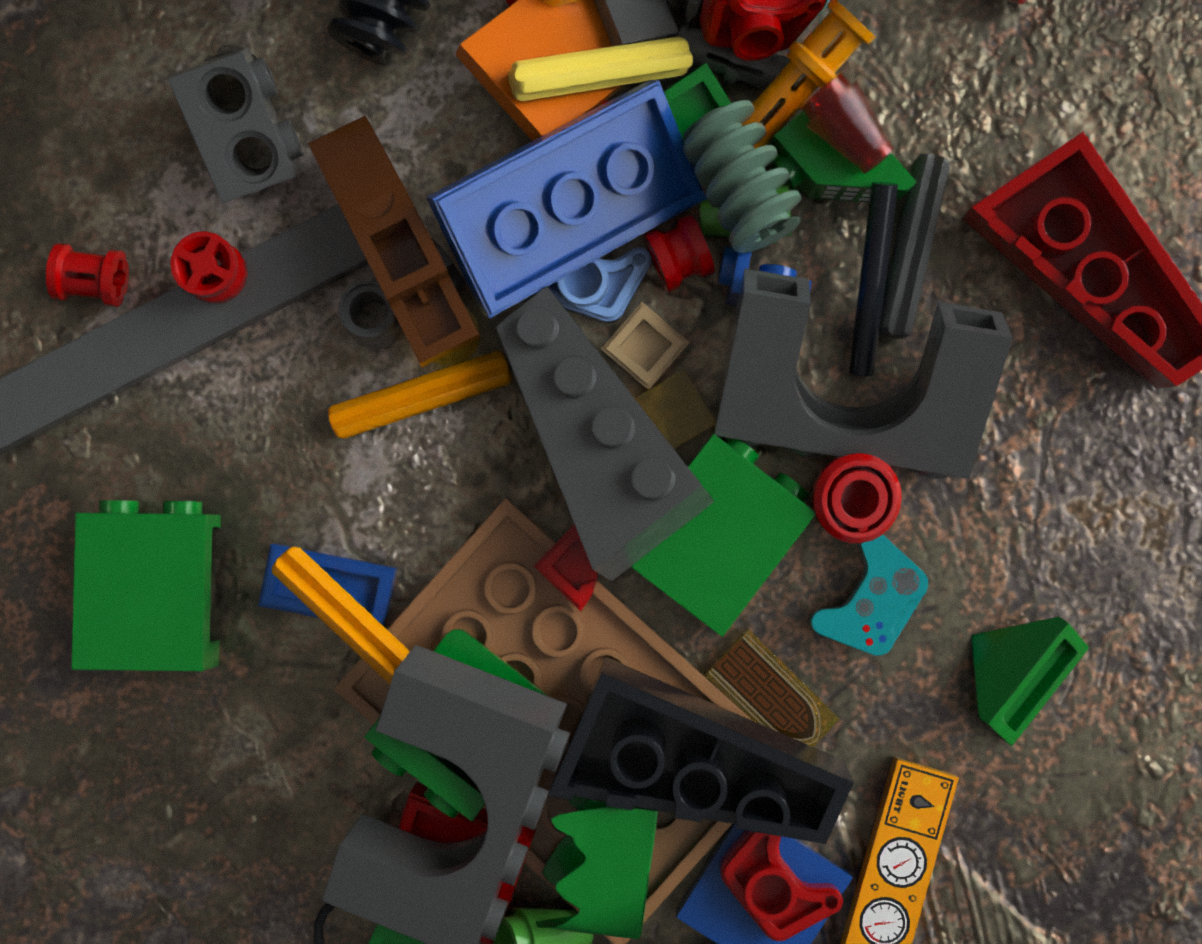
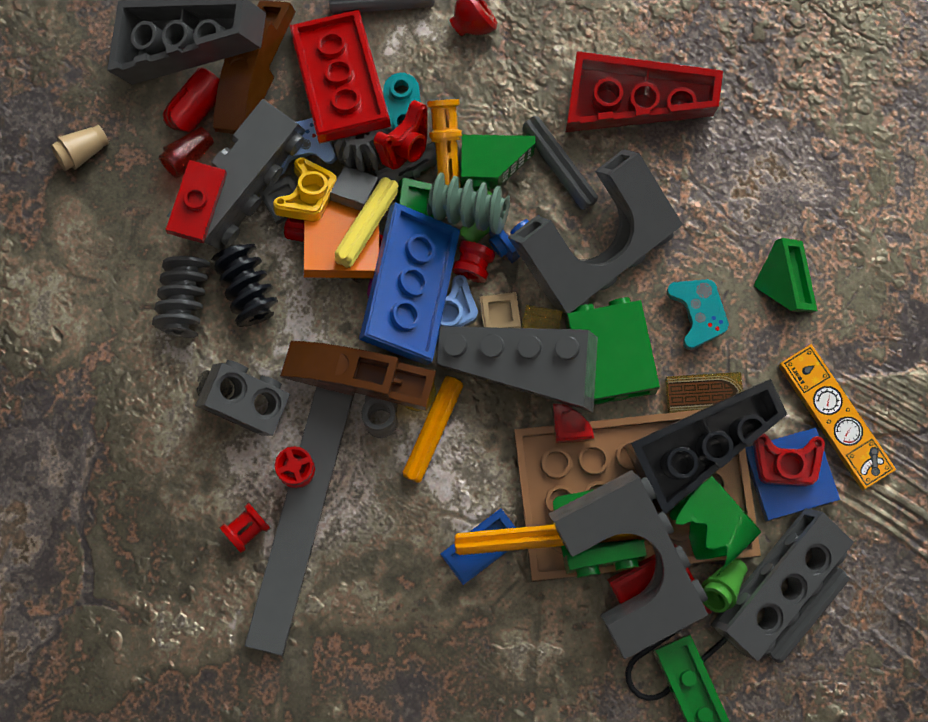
camera: 50 degrees left, 10 degrees down
(143, 588) = (411, 624): green panel -> none
(848, 123) = (485, 141): clear red cone -> none
(856, 497) = (649, 278): red brick -> none
(873, 278) = (560, 190): black bar -> none

